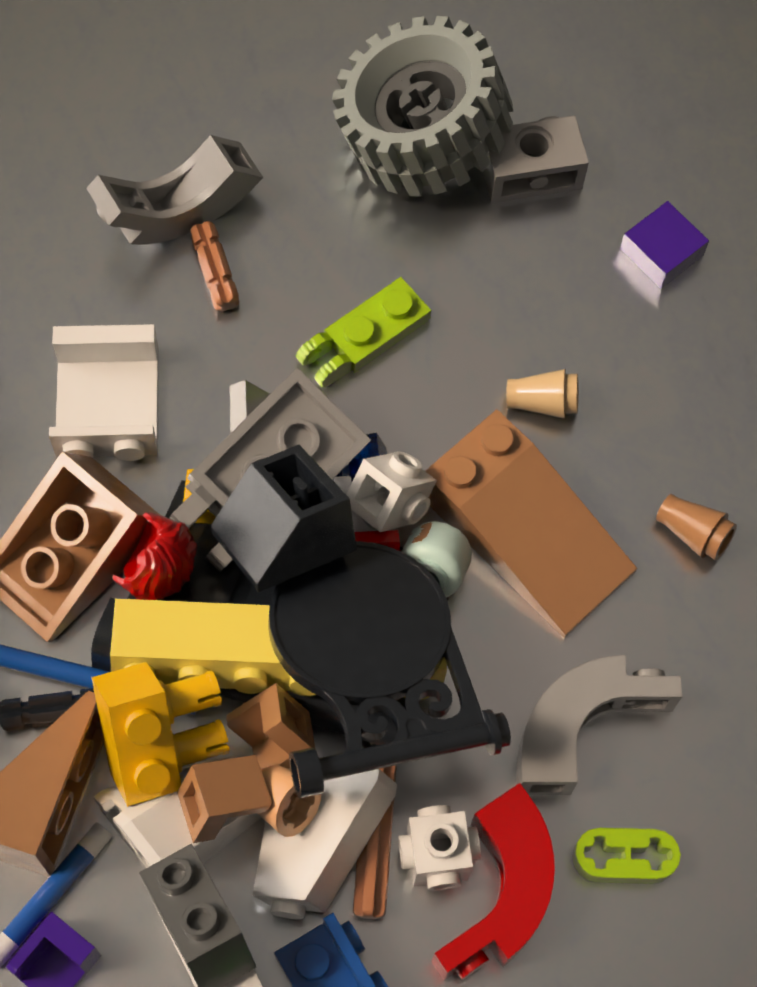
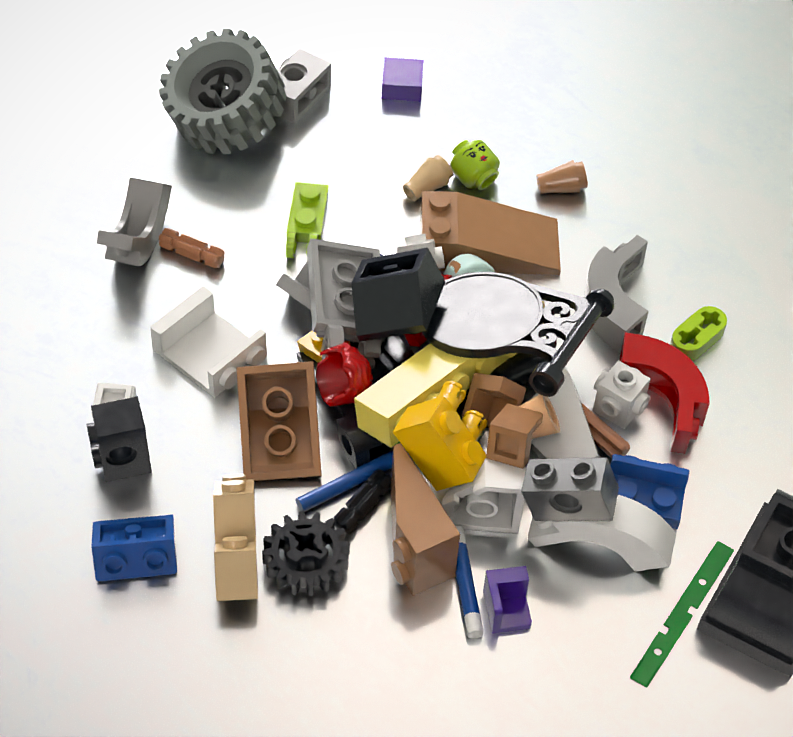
camera: 45 degrees left, 15 degrees down
(613, 421) = (475, 164): none -> lime head

